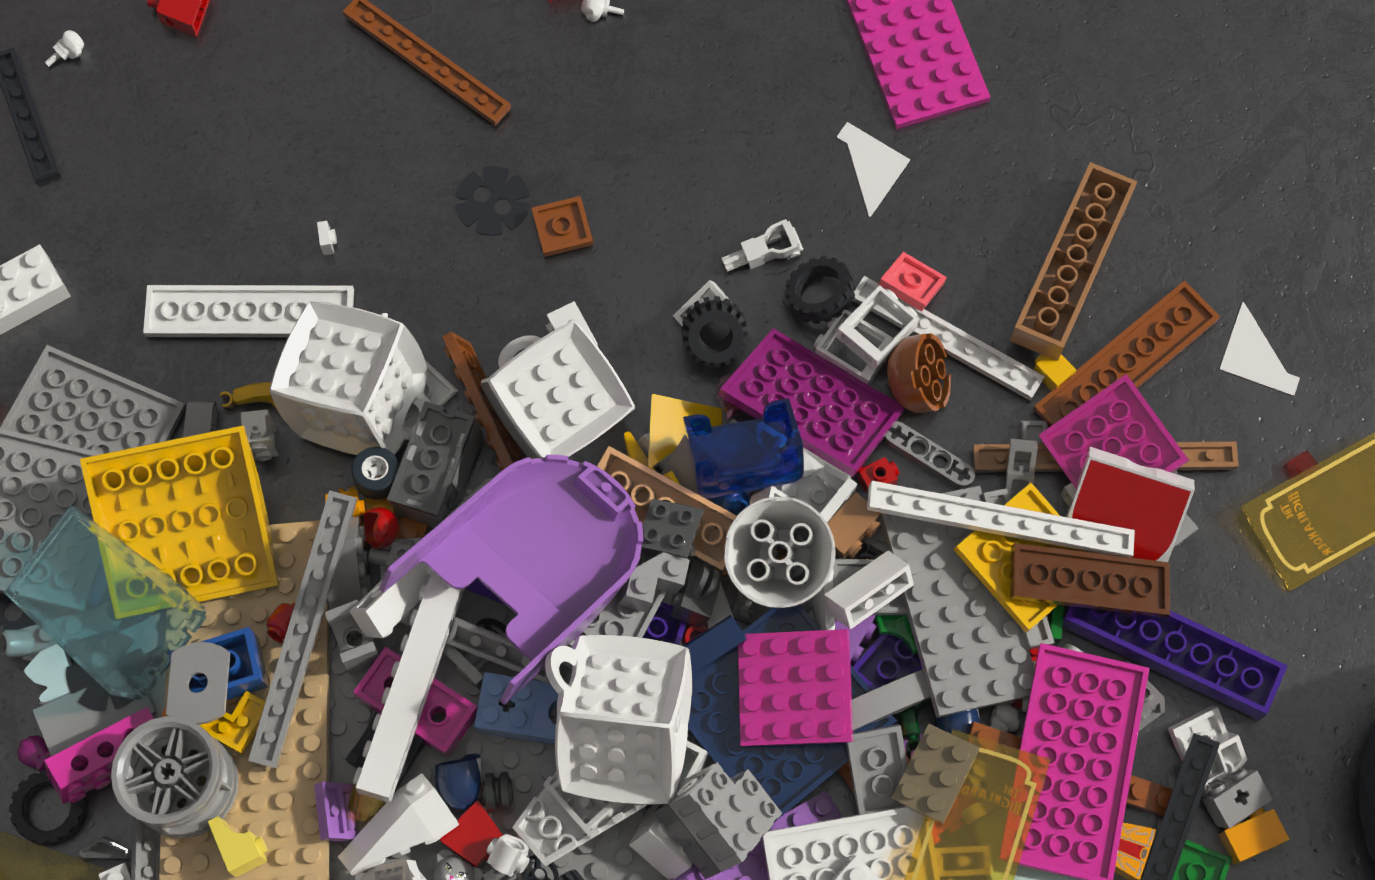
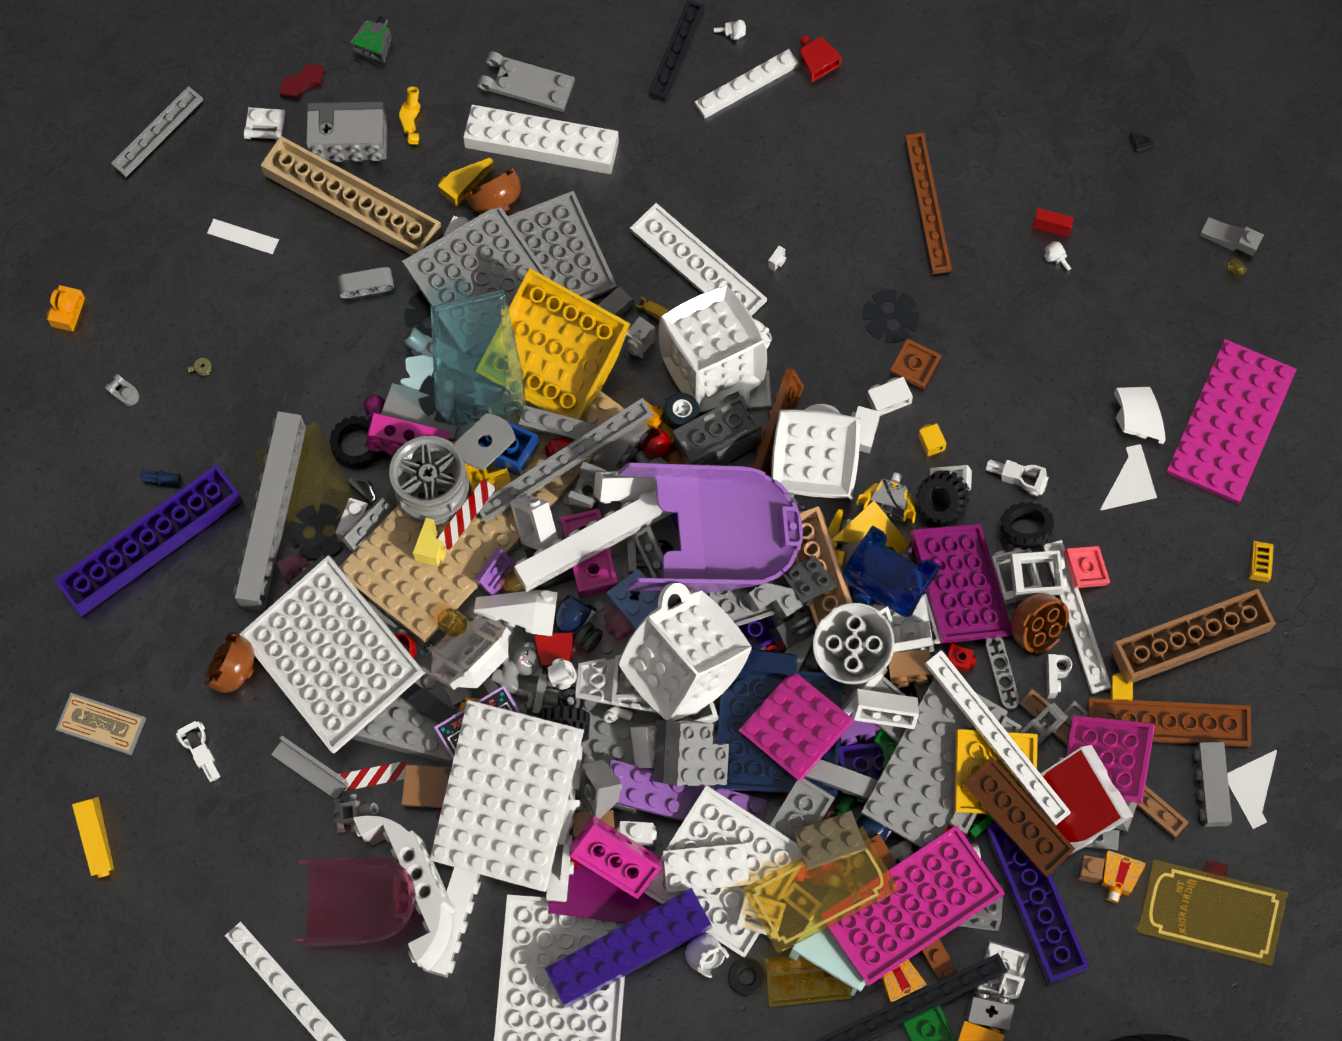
camera: 45 degrees right, 0 degrees up
(130, 91) = (746, 83): none -> white plate
(247, 778) = (466, 513): none -> sticker
(256, 600) = (554, 424): none -> light grey brick
(352, 723) = (534, 521): none -> white window
(514, 750) = (617, 625): none -> clear pink brick
(567, 278) = (889, 395): none -> white brick
(596, 845) = (616, 713): none -> white arm
(648, 286) = (931, 439): none -> yellow brick
(664, 377) = (891, 498): none -> torso
(821, 91) = (1140, 413): none -> white slope
(978, 412) = (1053, 673): none -> white plate
(1066, 154) = (1257, 575): none -> yellow slope
(1193, 569) = (1091, 869): none -> medium nougat brick
(1222, 385) = (1213, 784): none -> light grey brick
(1223, 550) = (1120, 875): none -> light orange torso

